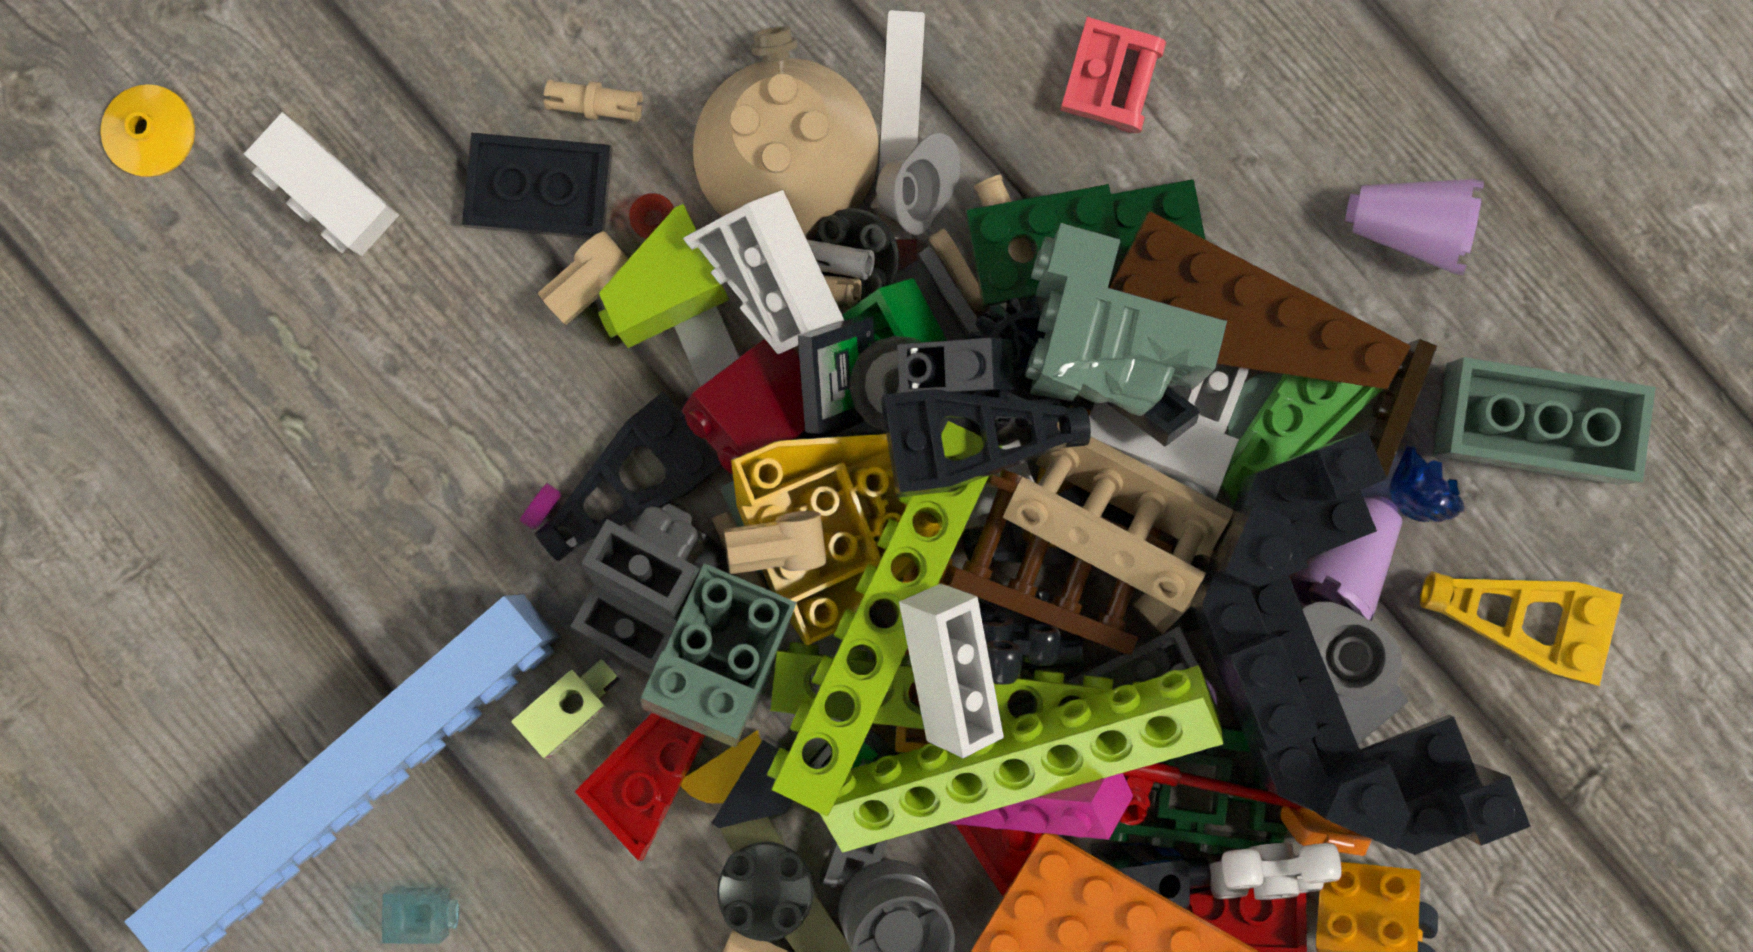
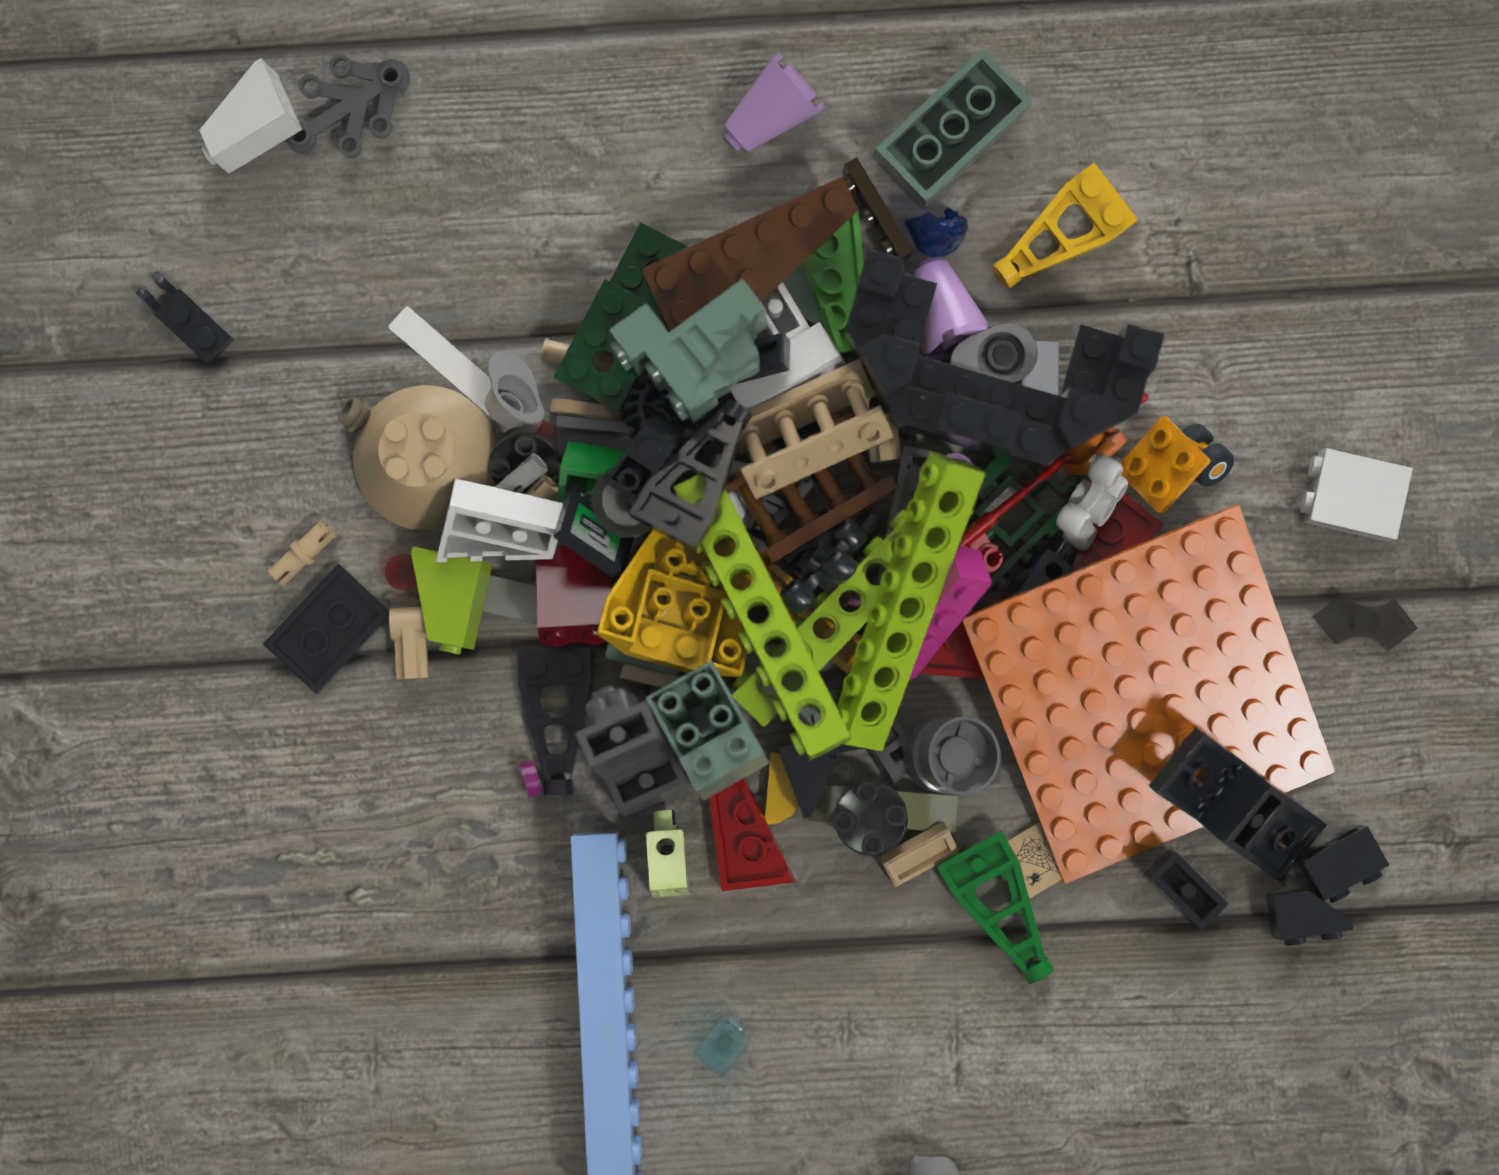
camera: 60 degrees left, 0 degrees up
(162, 144) = (118, 842): yellow dish -> none
(319, 186) = (223, 763): white brick -> none
(790, 542) = (672, 637): tan piece -> none
(951, 669) = (821, 597): white brick -> none
(1098, 70) = (528, 229): coral plate -> none

